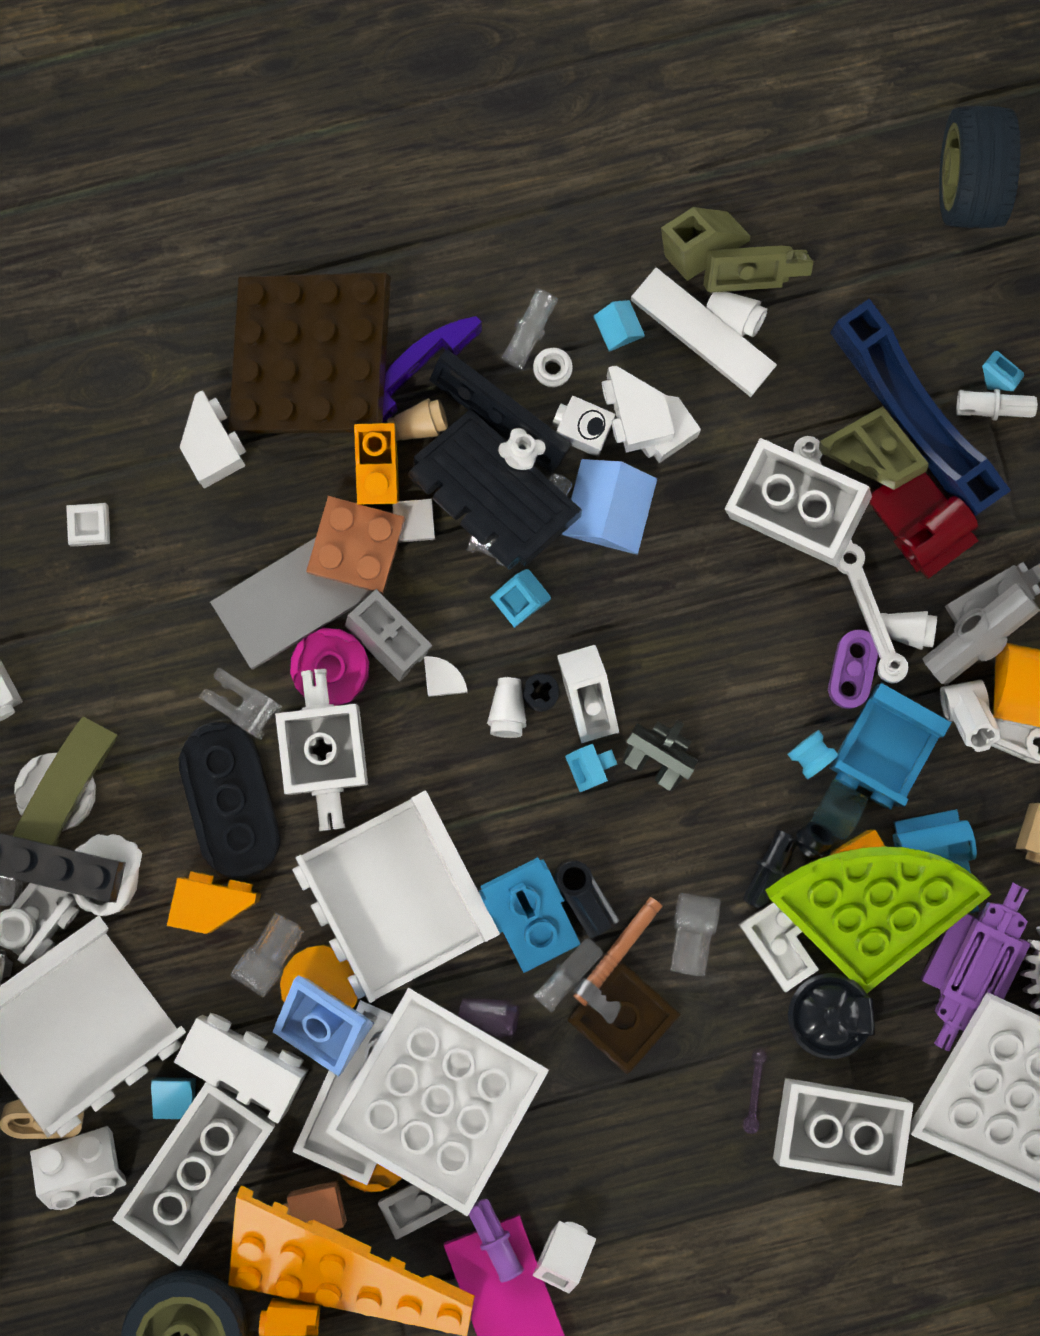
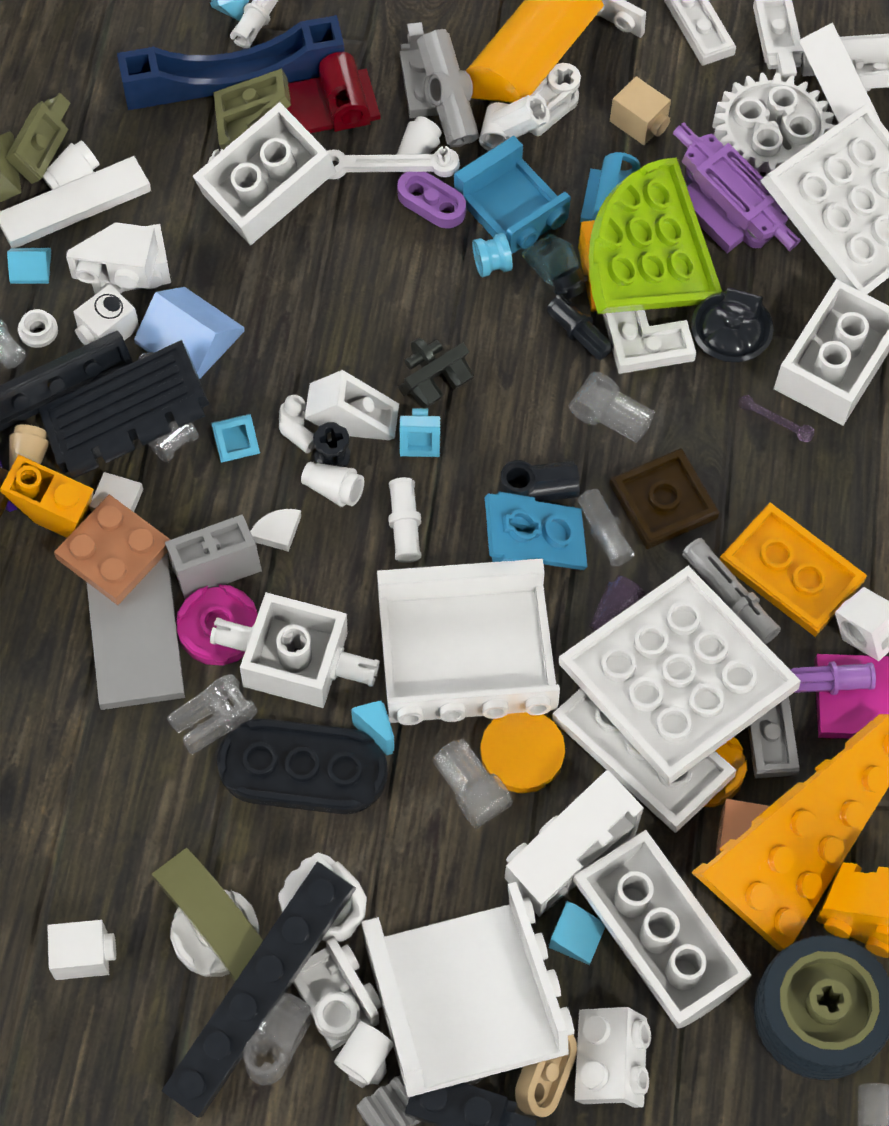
camera: 65 degrees left, 20 degrees down
(207, 906) = (397, 821): light orange slope -> none
(286, 849) = (374, 721): none -> medium azure slope
(321, 1025) = (561, 746): light blue slope -> none
(497, 789) = (404, 520): none -> white pin
(517, 457) = (101, 369): white plate -> none
(549, 1116) = (730, 590): none -> light grey pin
(554, 644) = (292, 423): none -> white arm
(588, 989) = (627, 510): nougat piece -> none
(600, 1162) = (792, 569): none -> light orange tile

